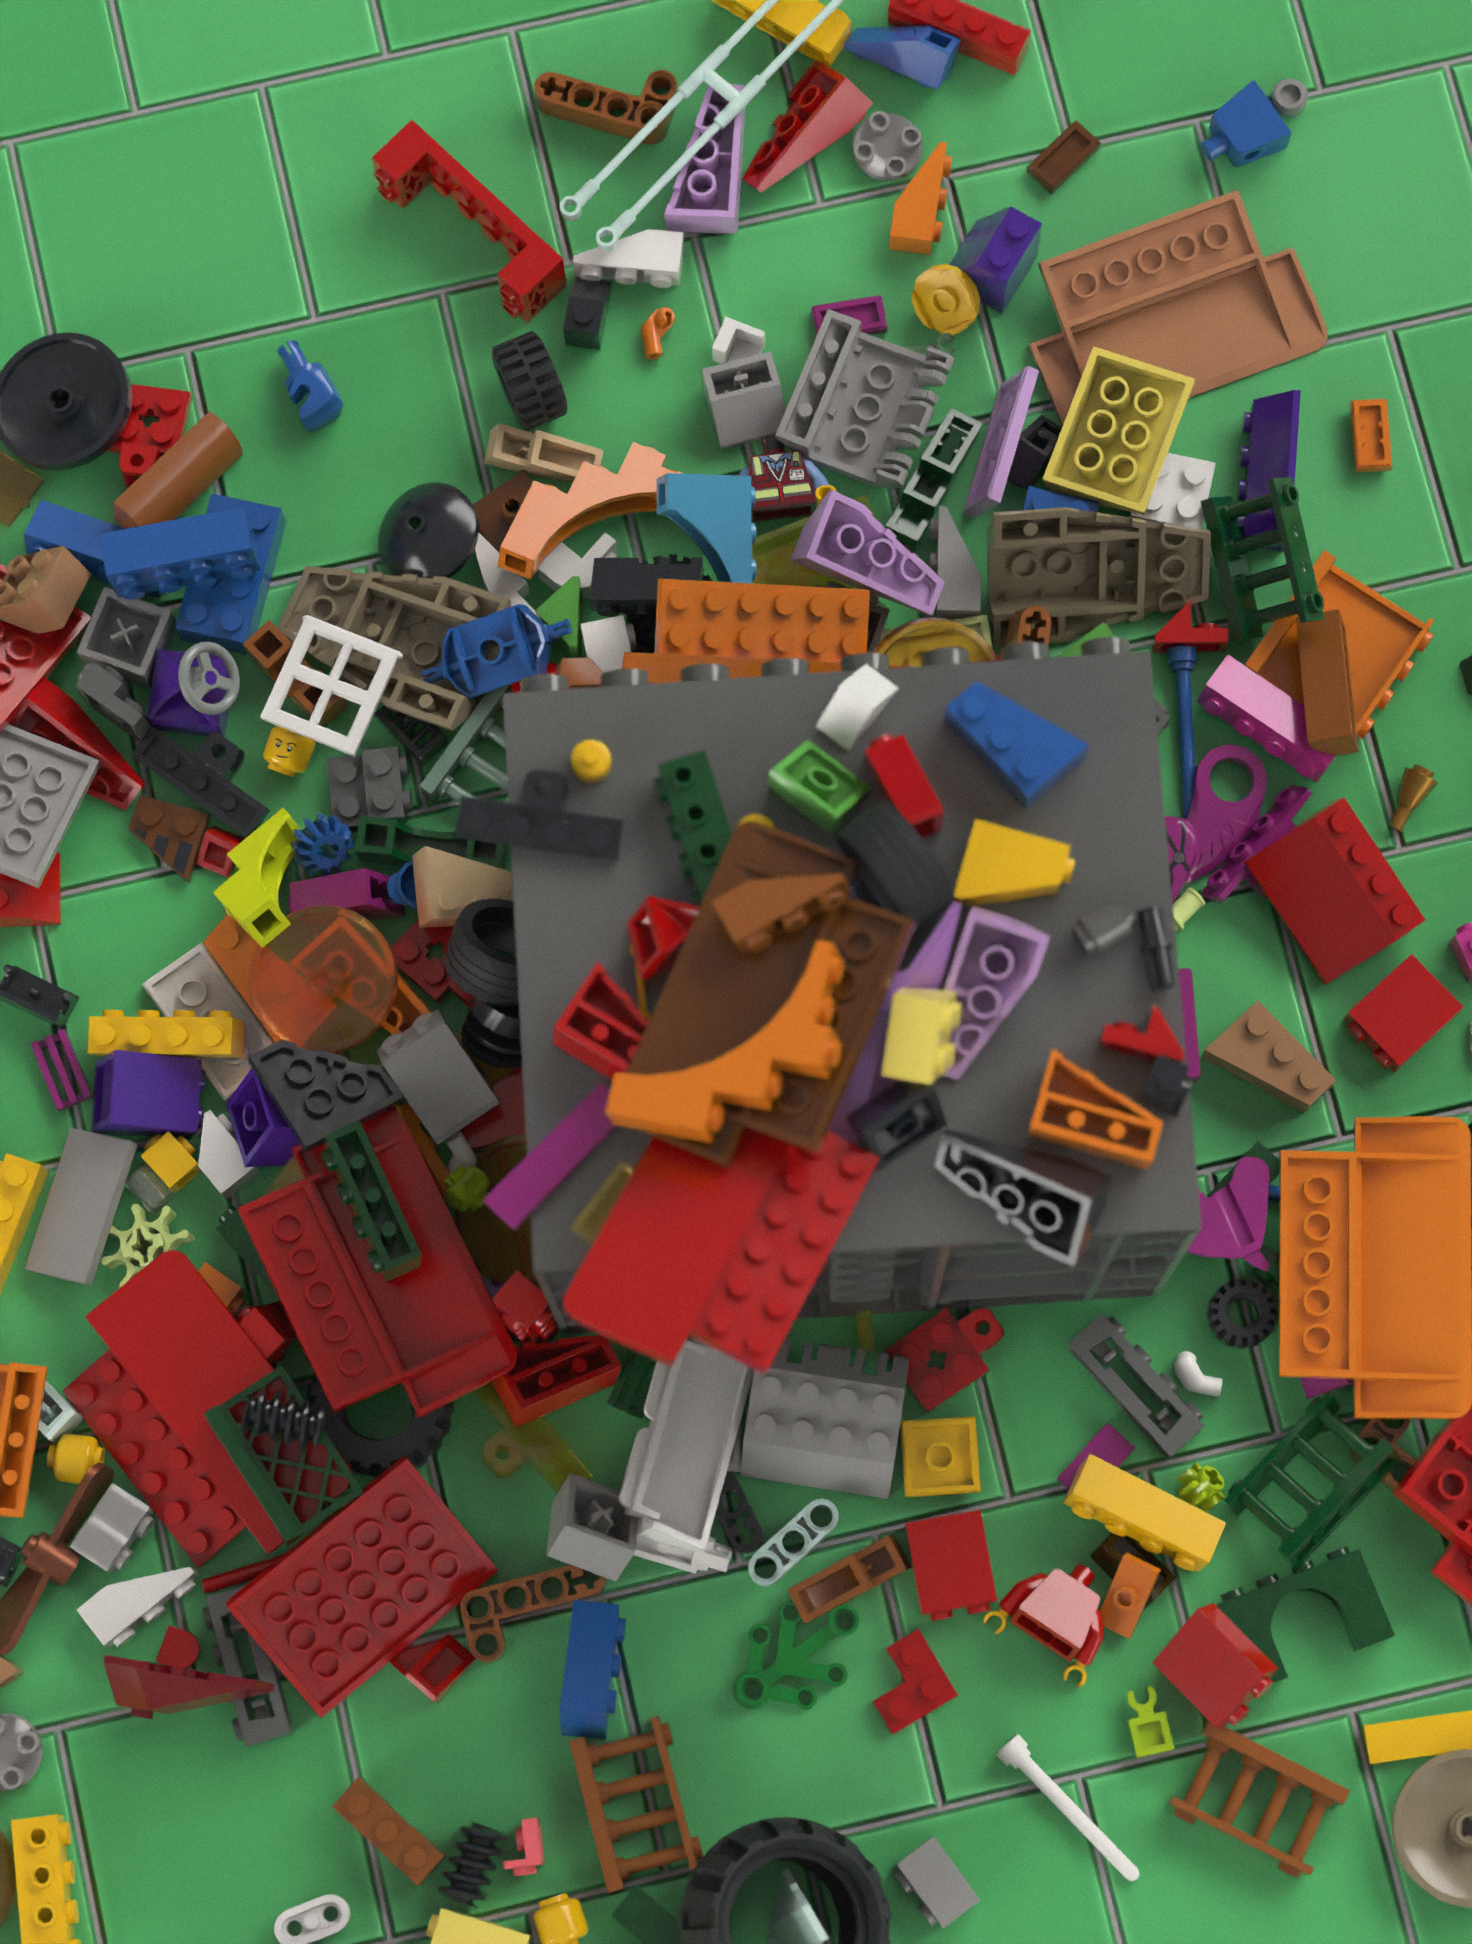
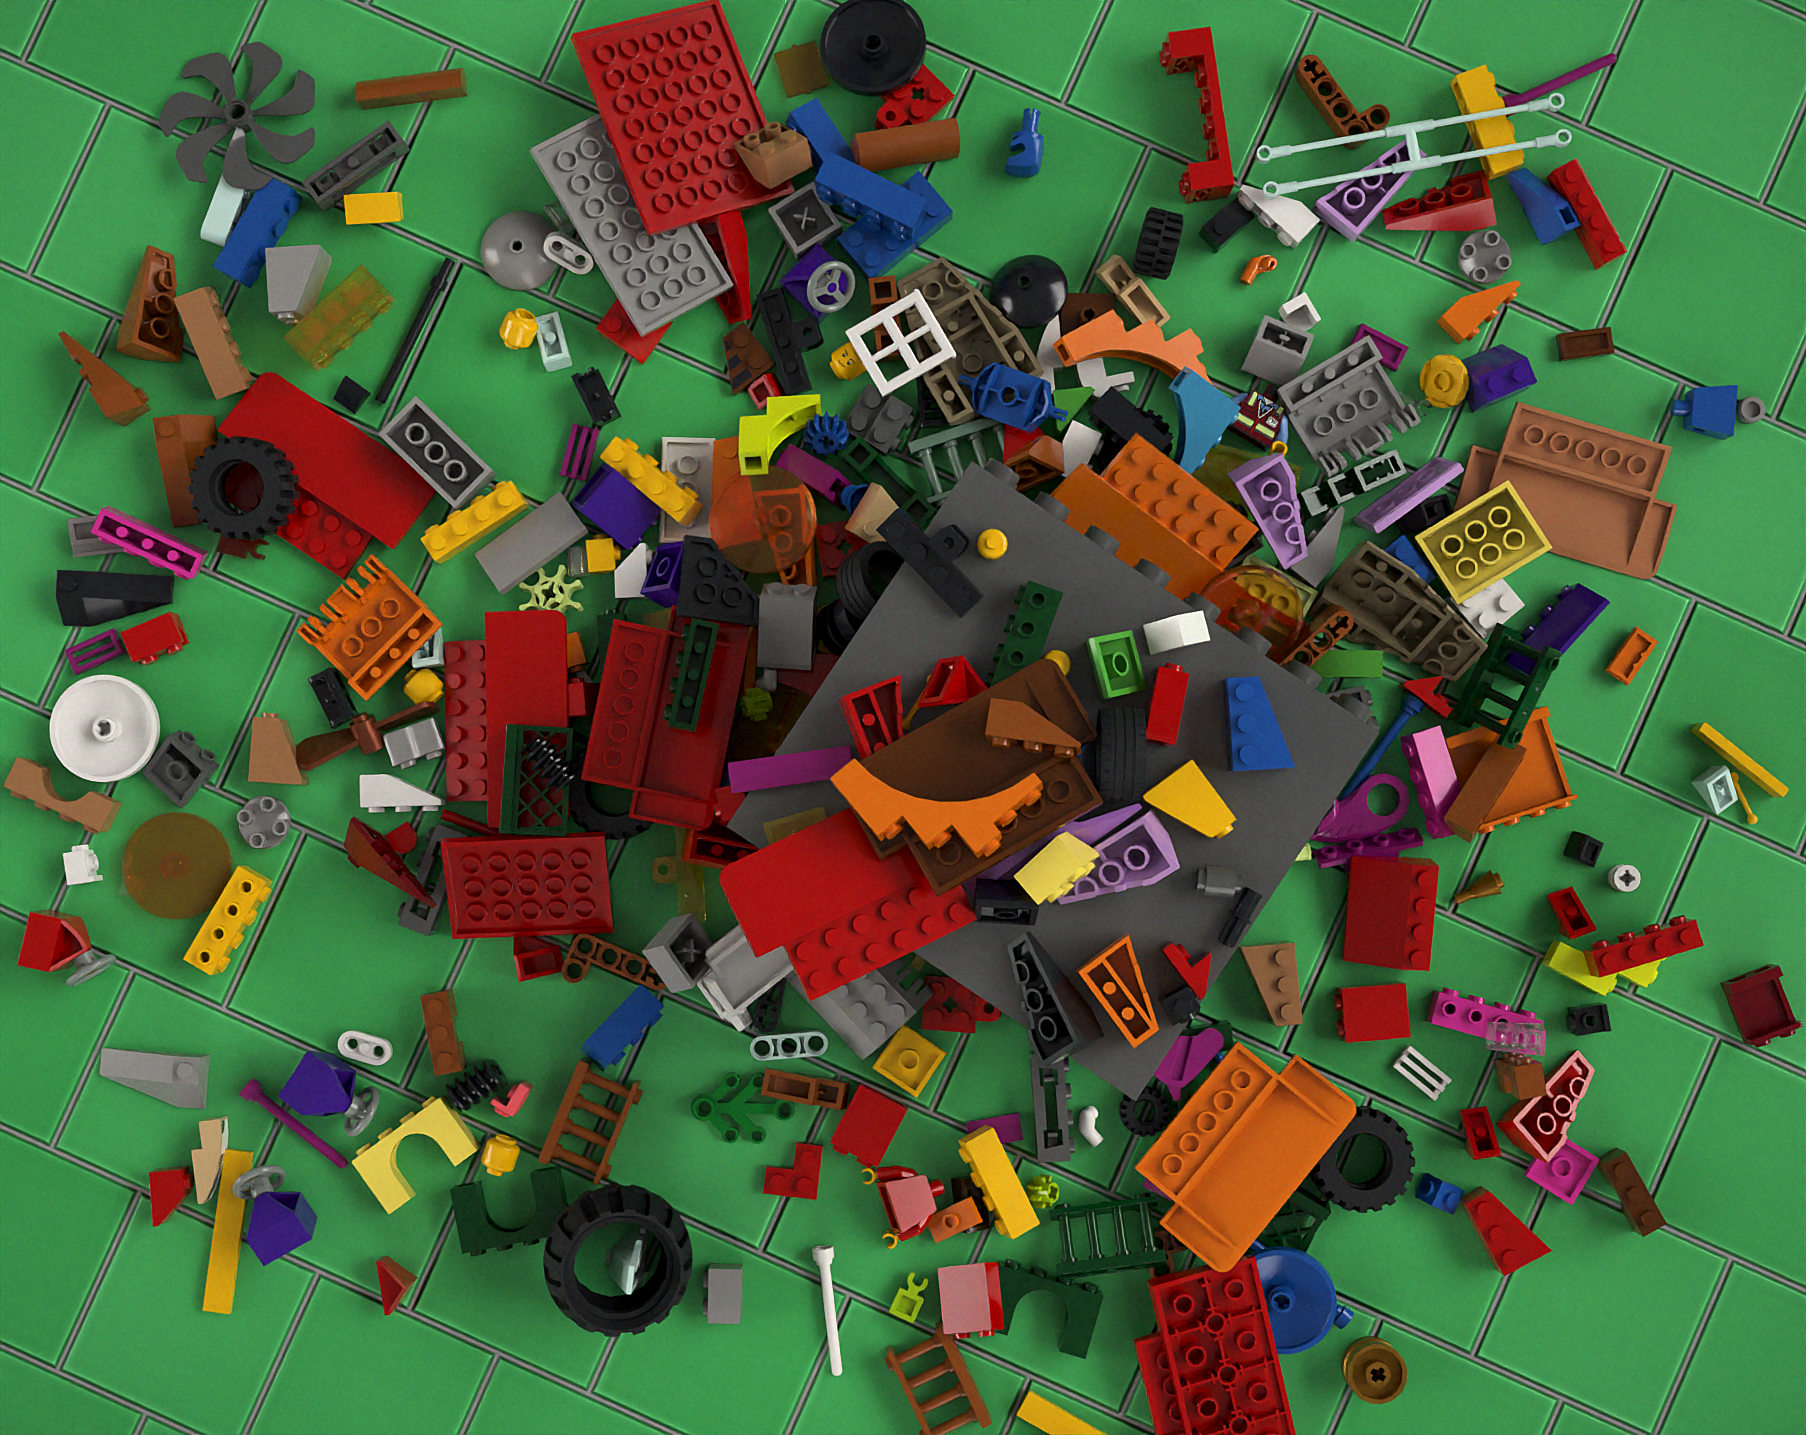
camera: 35 degrees right, 10 degrees up
(110, 697) = (769, 250): dark grey plate -> none

